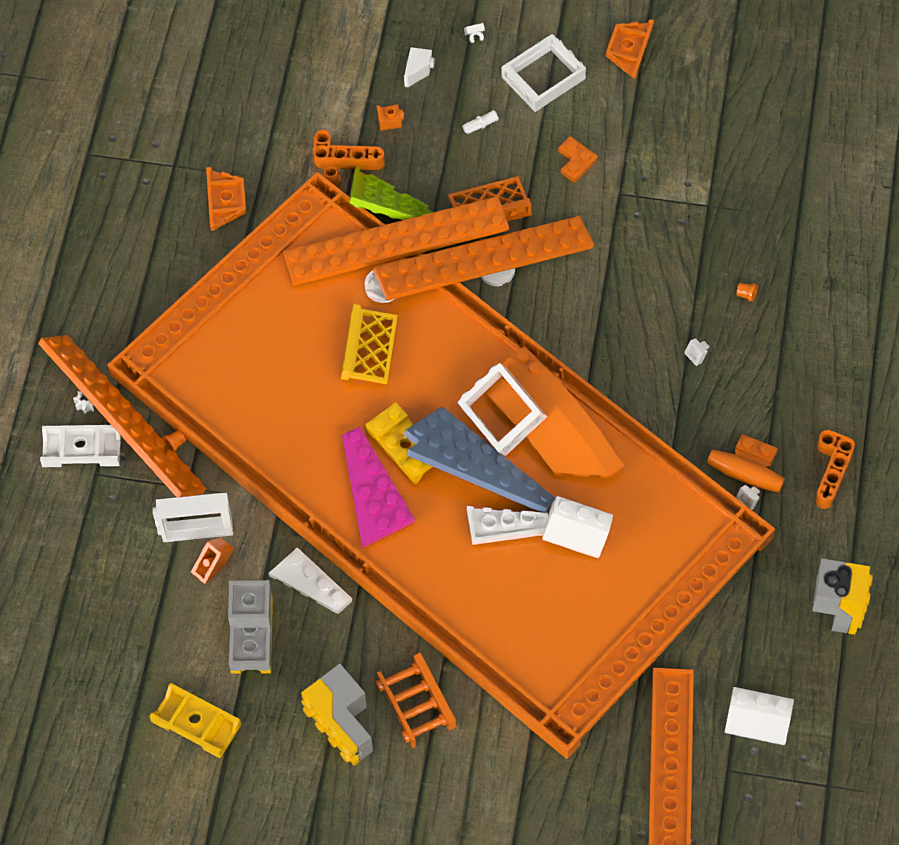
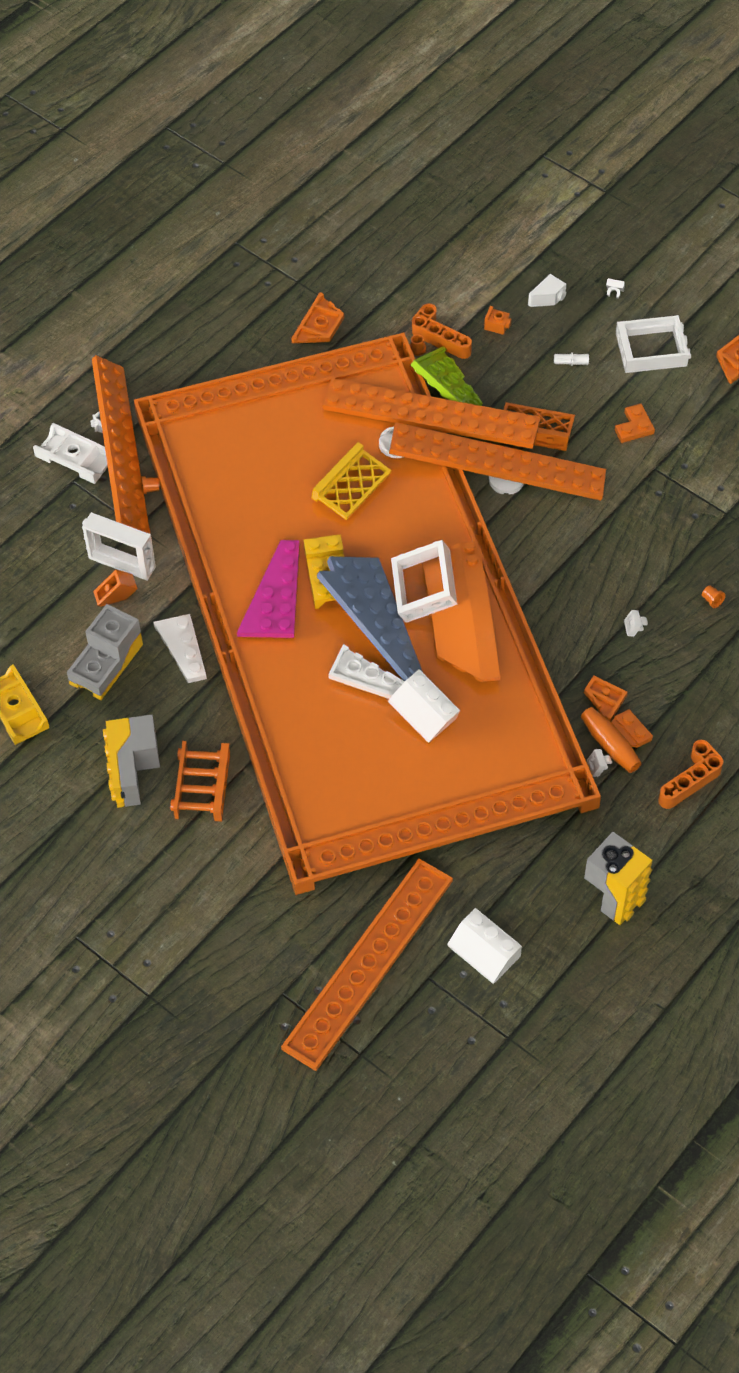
camera: 30 degrees right, 5 degrees down
(714, 433) = (605, 696): none -> orange wing

